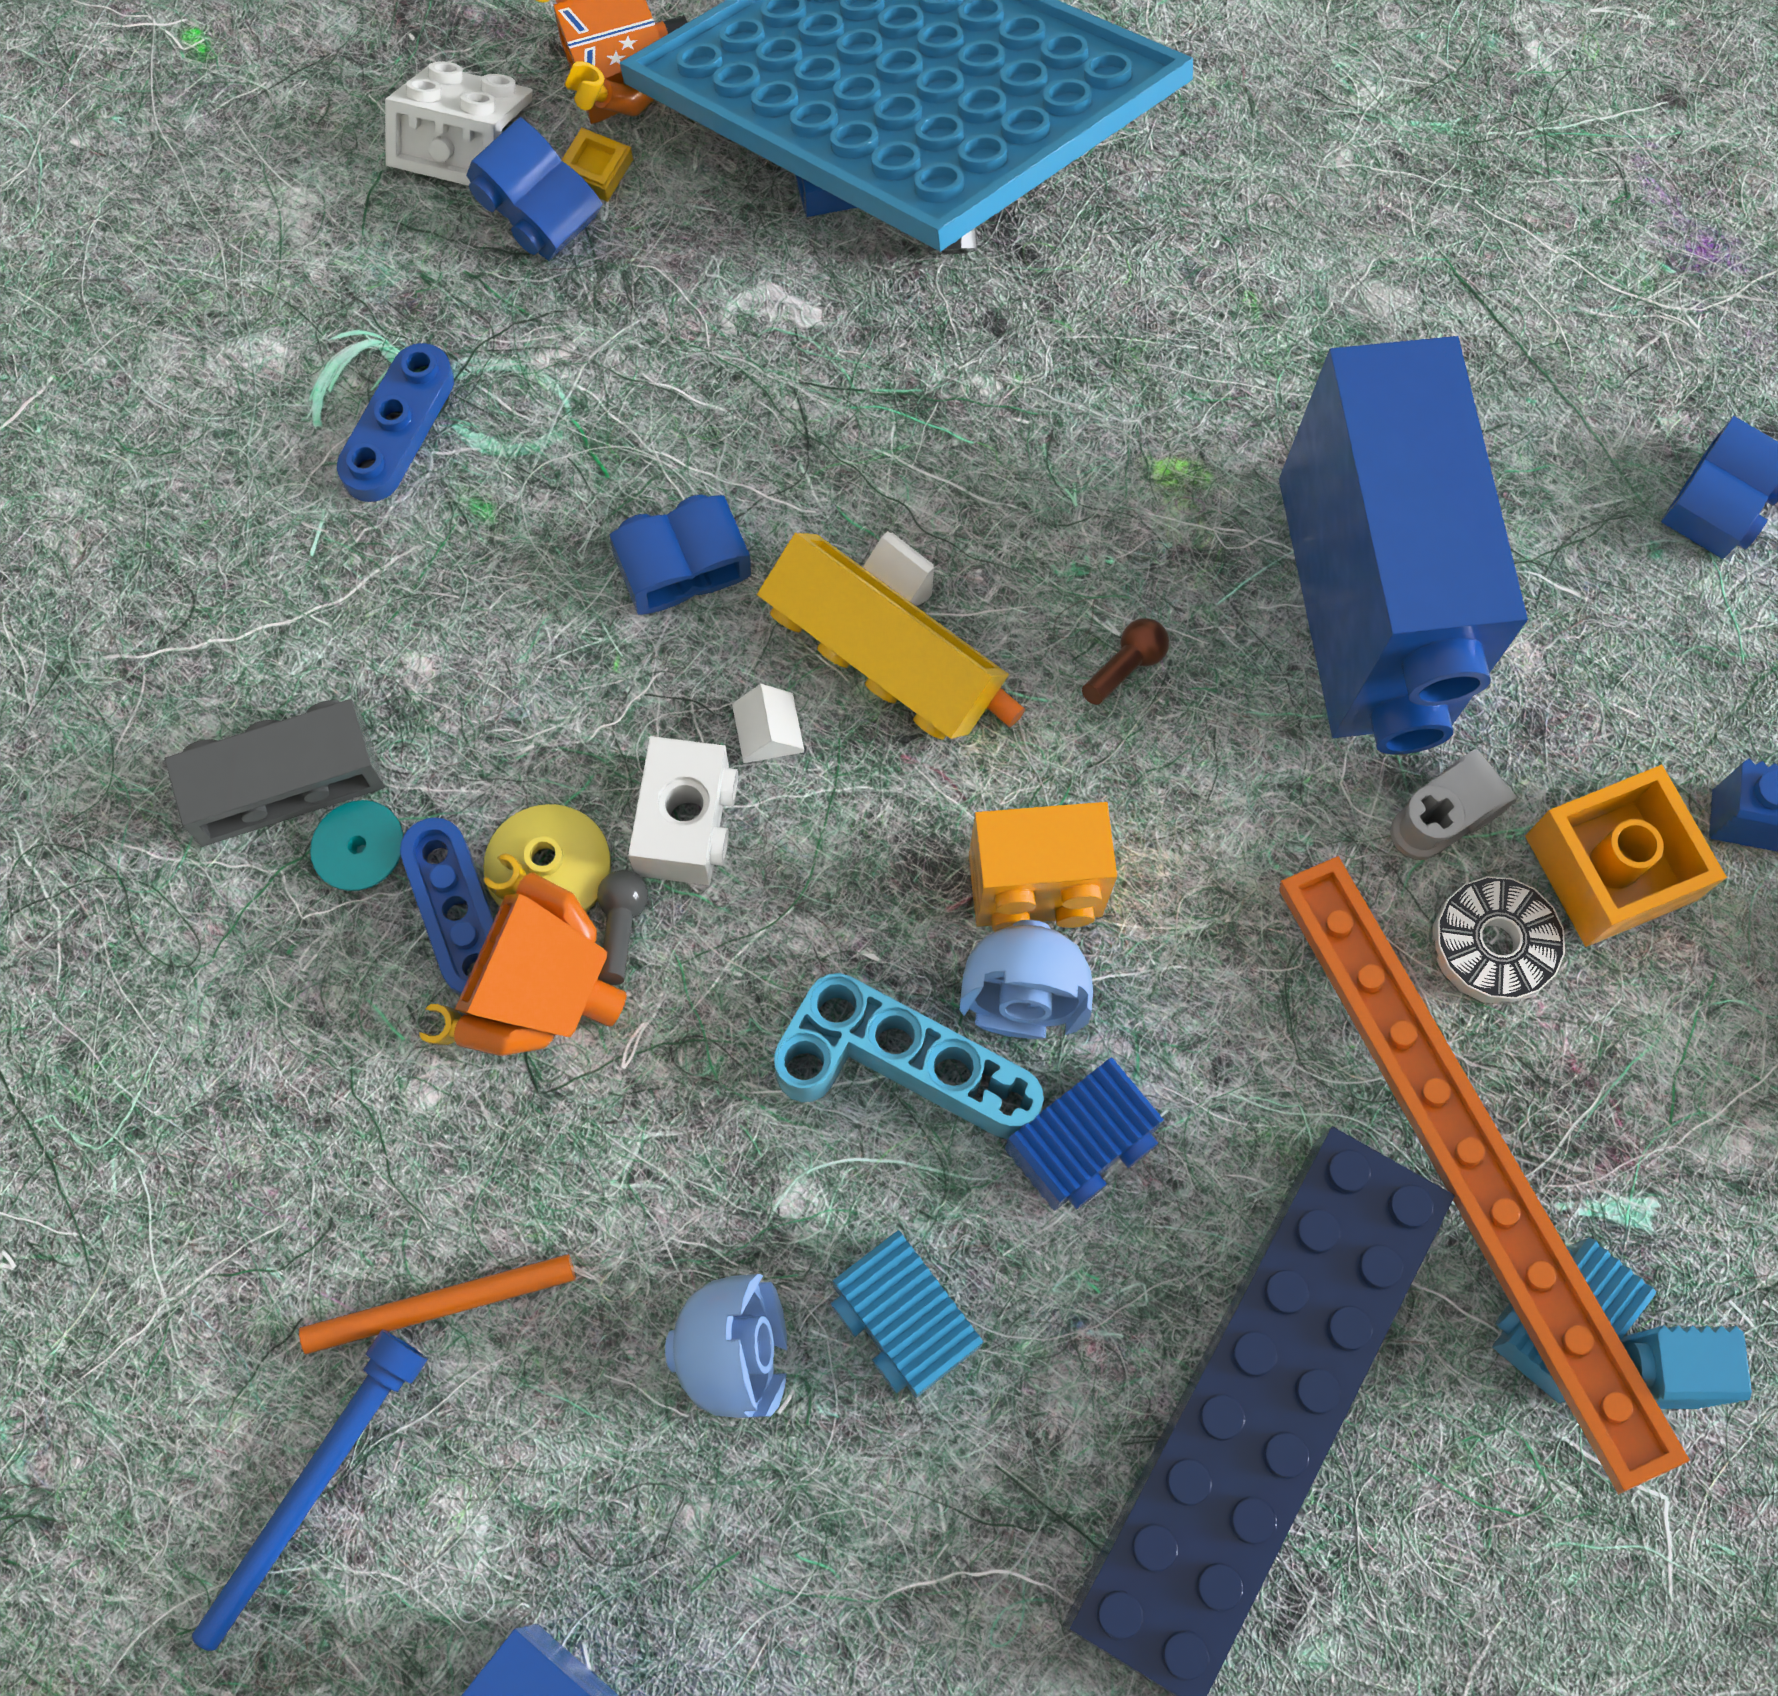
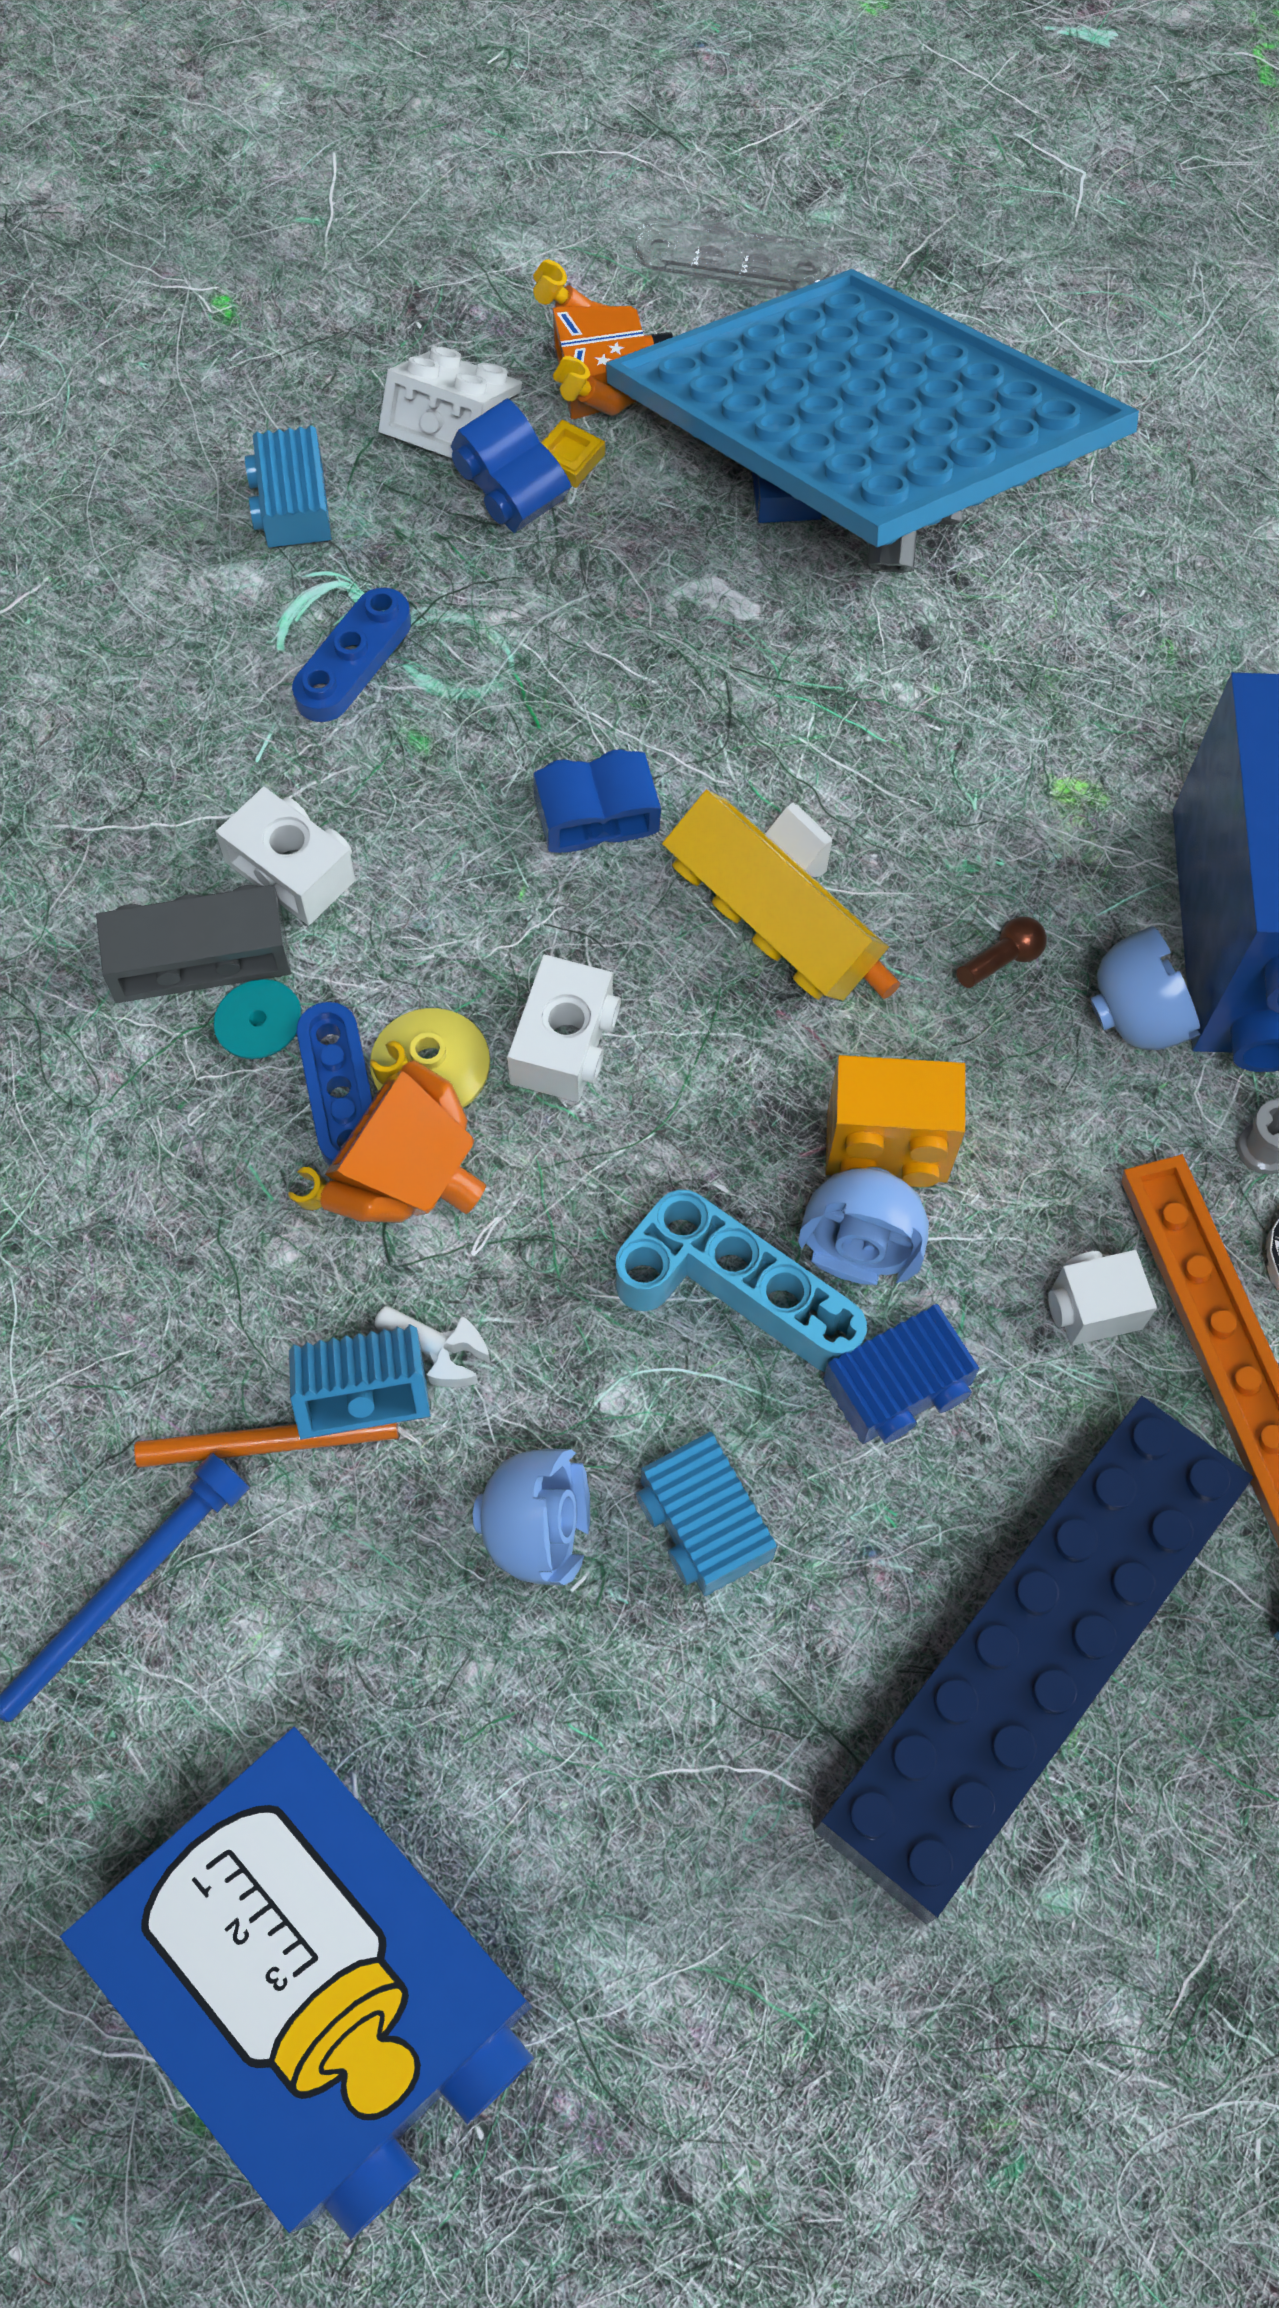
camera: 10 degrees right, 5 degrees down
(299, 243) = (290, 487): none -> dark azure brick
(380, 687) = (304, 880): none -> white brick
(524, 1231) = (358, 1382): none -> dark azure brick
(598, 1173) = (438, 1345): none -> white bar
(621, 897) = (494, 1101): dark grey bar -> none
(767, 724) = (654, 963): white slope -> none
(1275, 1019) = (1101, 1296): none -> white brick
(1277, 689) = (1144, 994): none -> light blue cylinder

